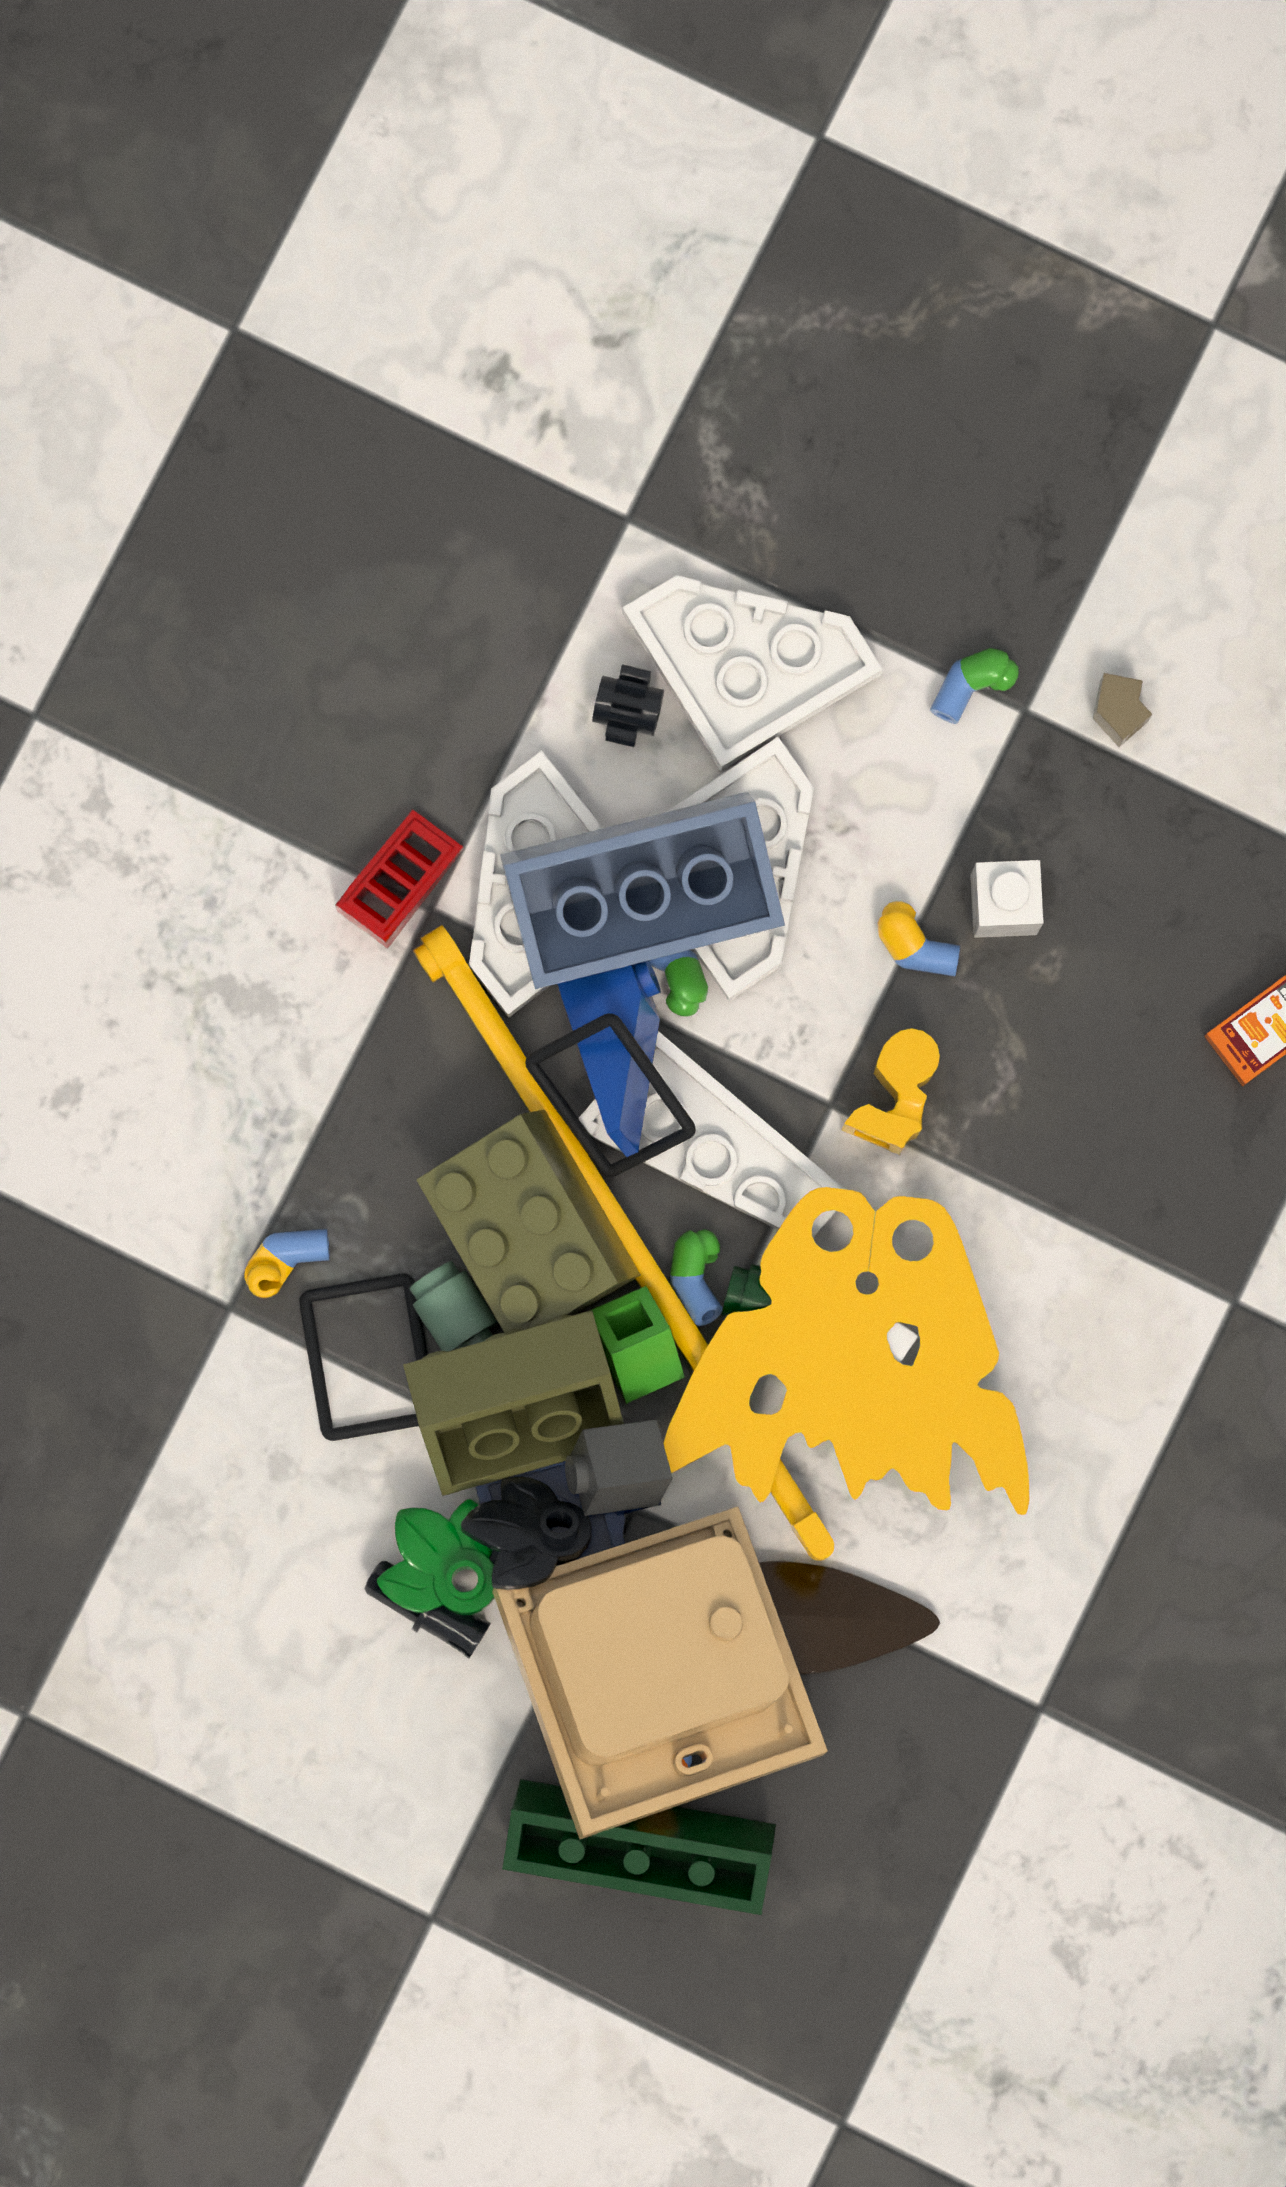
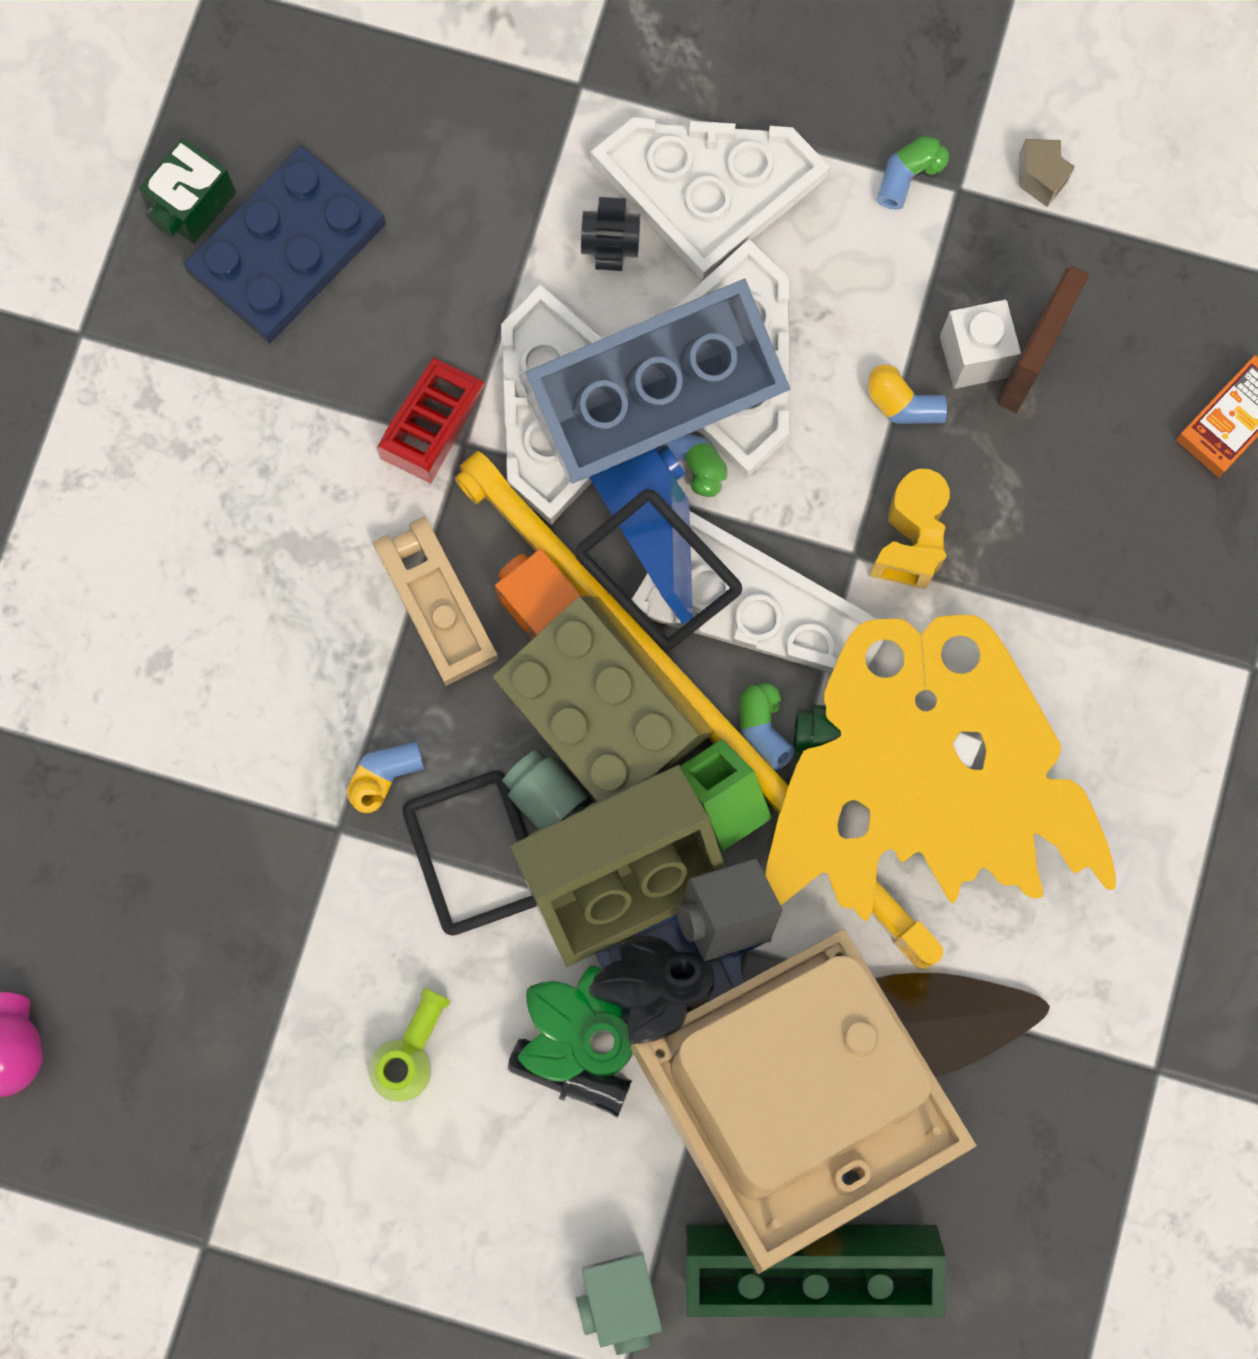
camera: 10 degrees left, 5 degrees down
(173, 580) = (186, 192): none -> dark green brick
(267, 1552) = (410, 1050): none -> lime bar
(272, 652) = (285, 244): none -> dark blue plate
(371, 1083) = (436, 603): none -> tan plate
(438, 1845) = (619, 1303): none -> sand green brick
(479, 1093) = (534, 591): none -> orange brick
(1071, 908) = (1043, 338): none -> reddish brown tile

